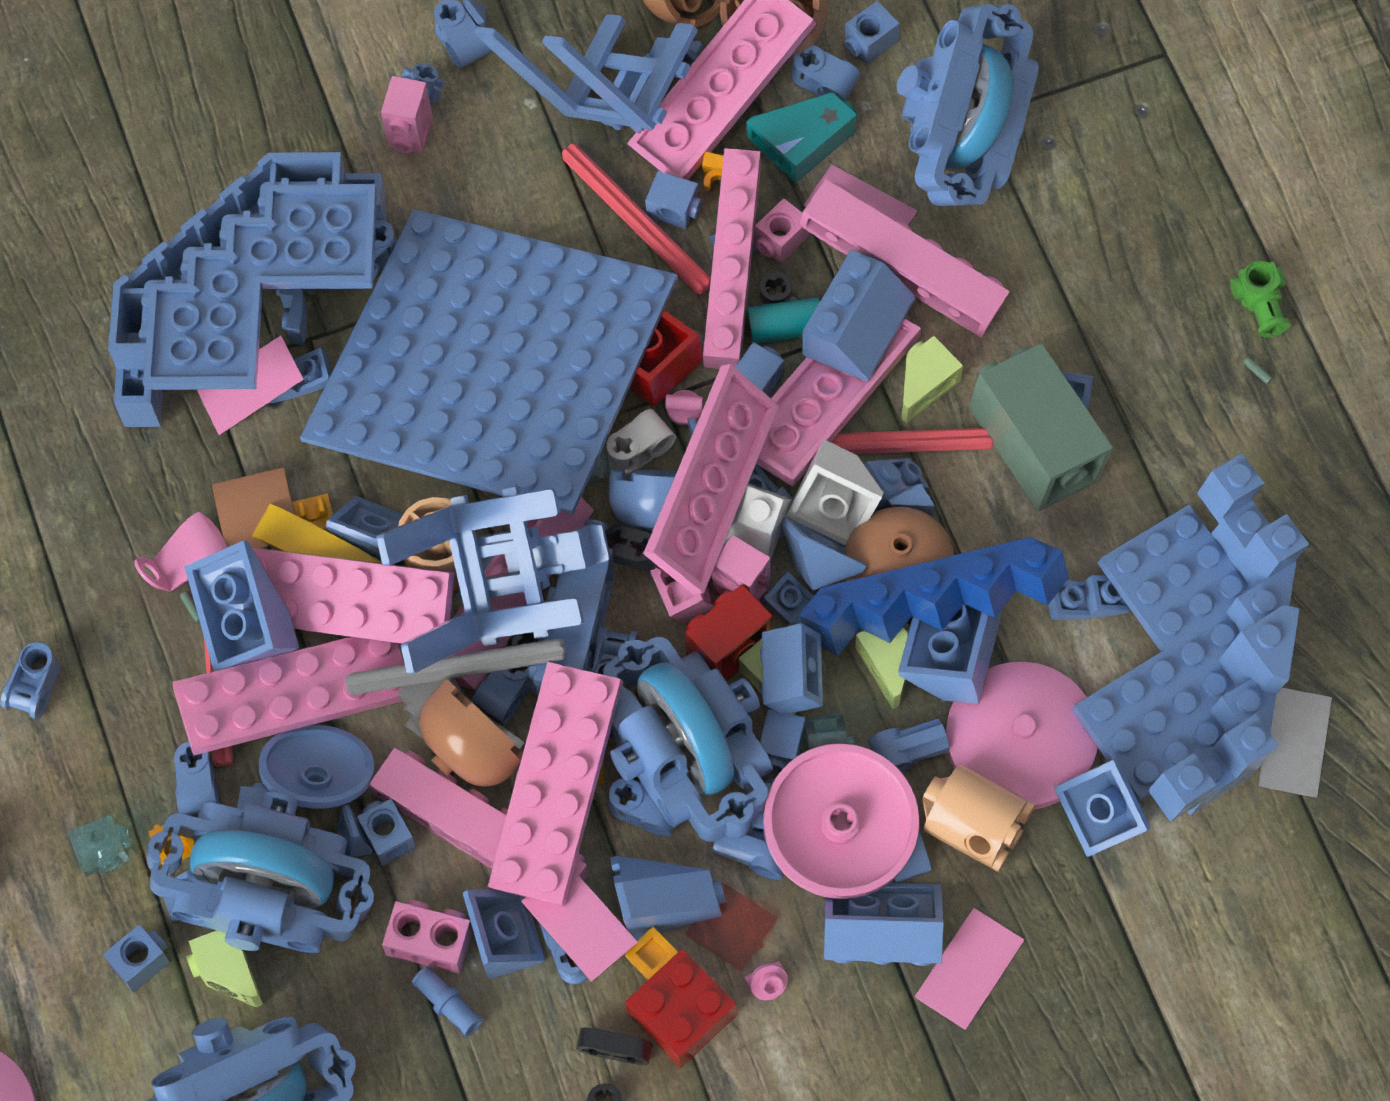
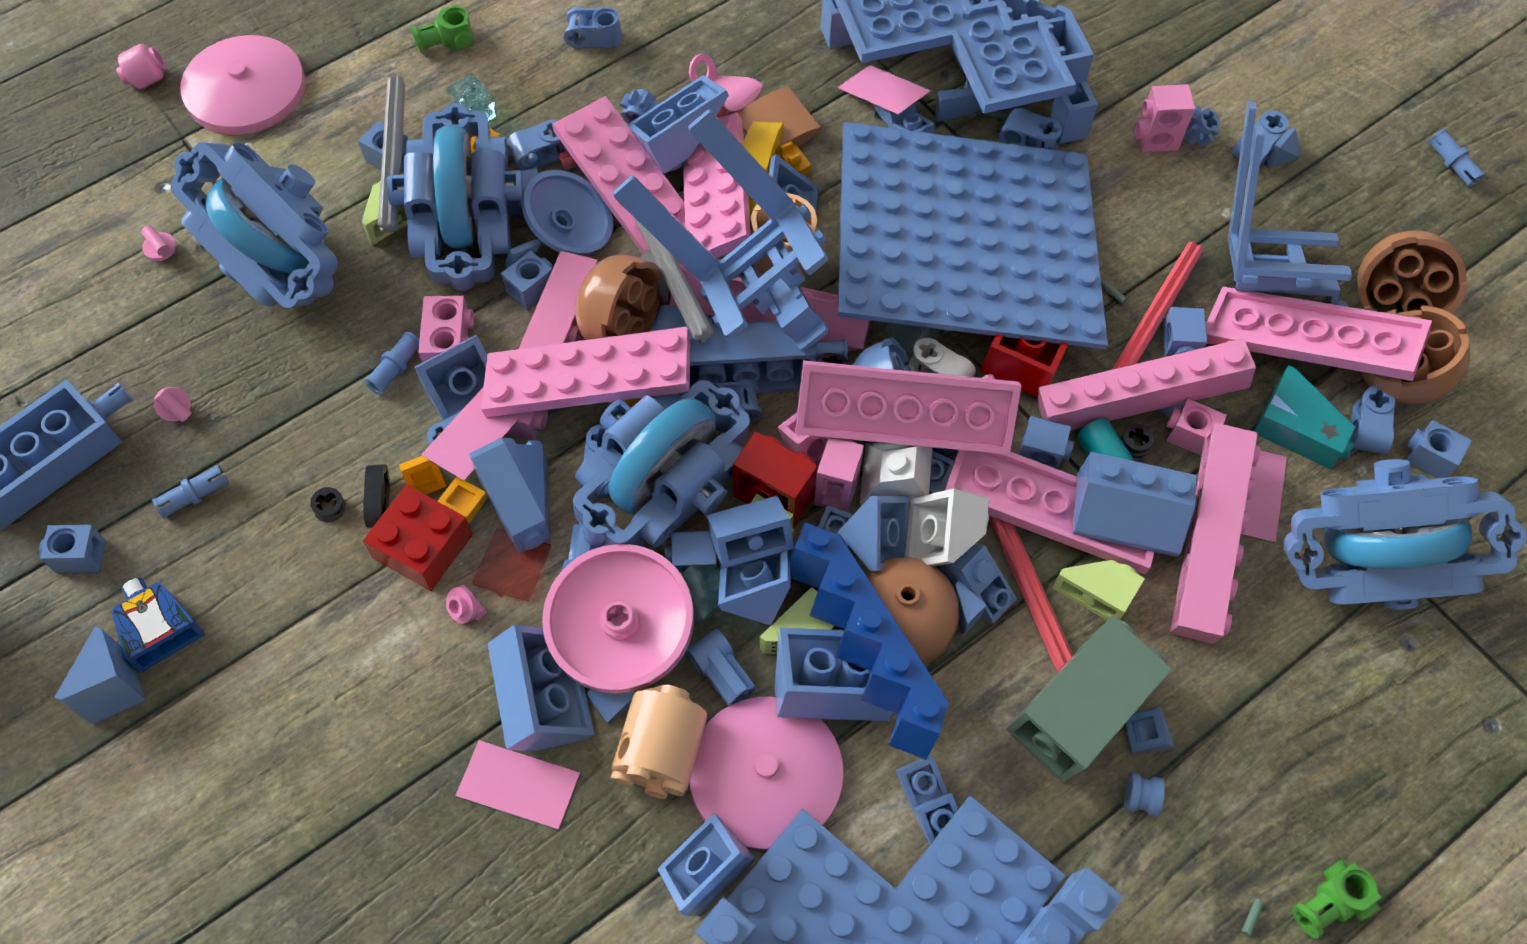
camera: 70 degrees right, 5 degrees down
(165, 941) = (391, 150): none -> light grey axle
(182, 655) = (637, 104): none -> medium blue gear
(596, 246) = (1113, 292): none -> sand green piece
(604, 994) = (422, 475): none -> light orange tile
(848, 682) = (755, 587): none -> medium blue slope
(1132, 415) = (1144, 794): none -> medium blue wheel

